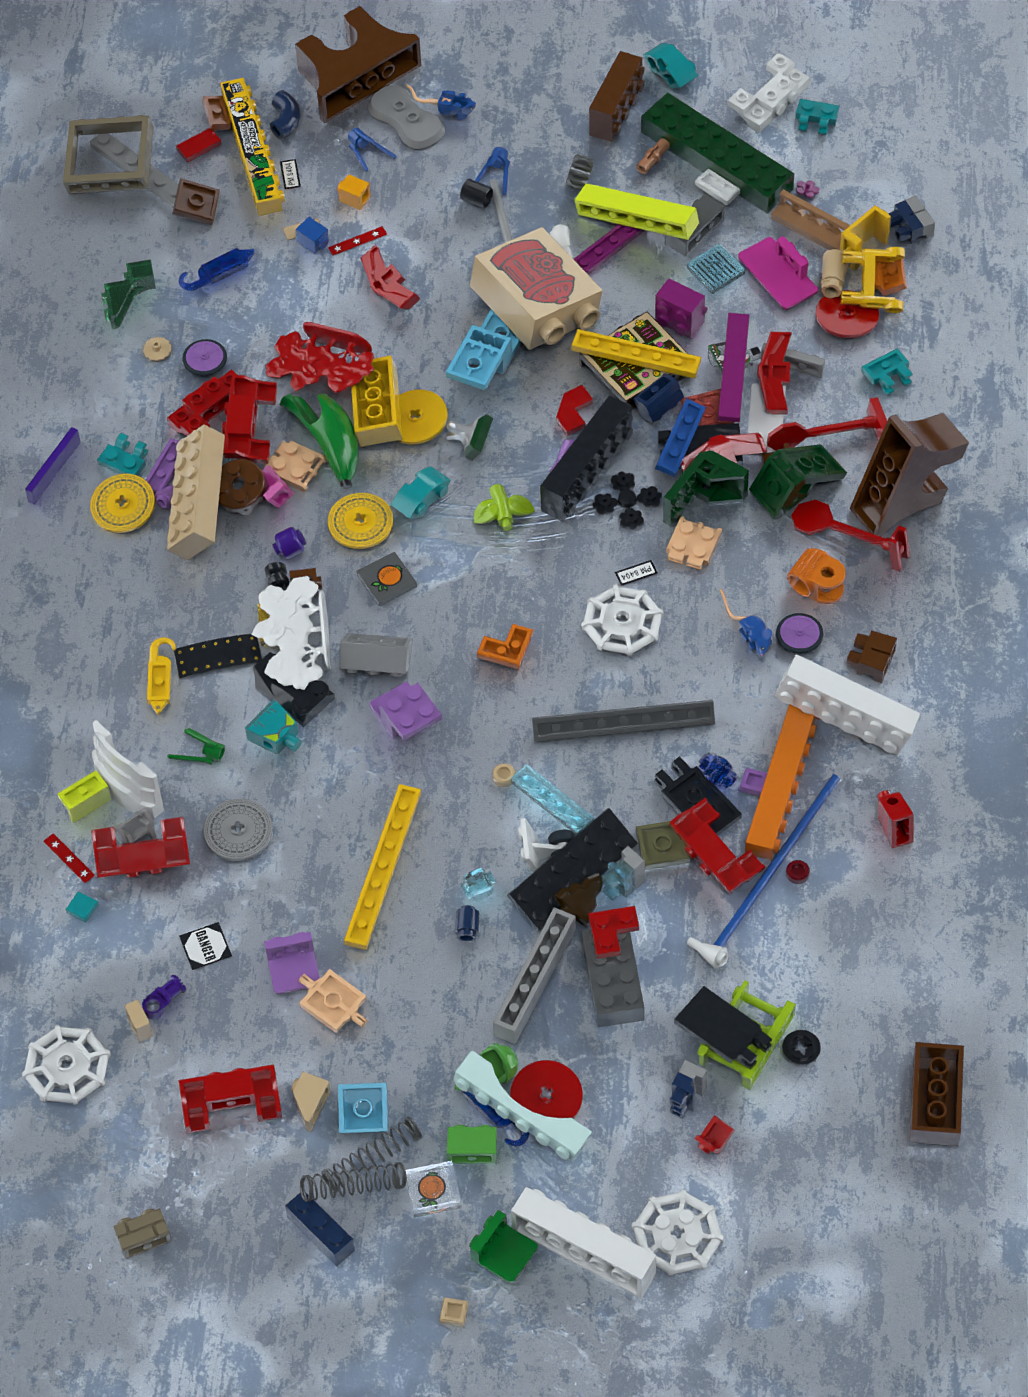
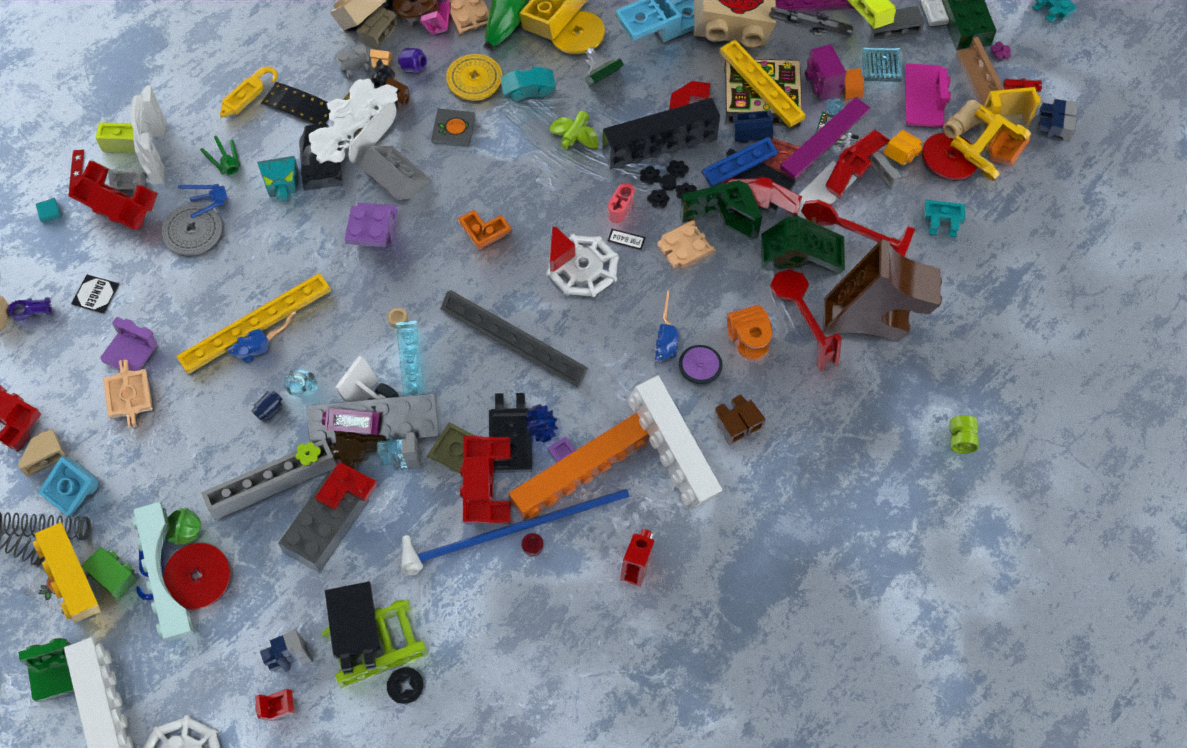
camera: 35 degrees right, 5 degrees up
(226, 536) = (377, 27): none -> dark tan brick
(231, 782) = (217, 194): none -> blue plant
(232, 579) = (353, 59): none -> light grey piece
(251, 561) = (377, 55): none -> light orange tile
(403, 881) = (255, 343): none -> blue animal
(448, 1161) = (67, 572): none -> yellow brick
(554, 927) = (304, 449): none -> lime plant
(564, 876) = (351, 420): none -> window
(595, 616) = (561, 249): none -> red slope
(604, 542) = (617, 214): none -> coral beam
(631, 268) = (817, 24): none -> black piece
(710, 330) = (834, 103): none -> clear light blue plate
(712, 302) = (854, 84): none -> orange brick
(805, 332) = (903, 147): none -> light orange brick
(854, 209) = (1023, 83): none -> red axle

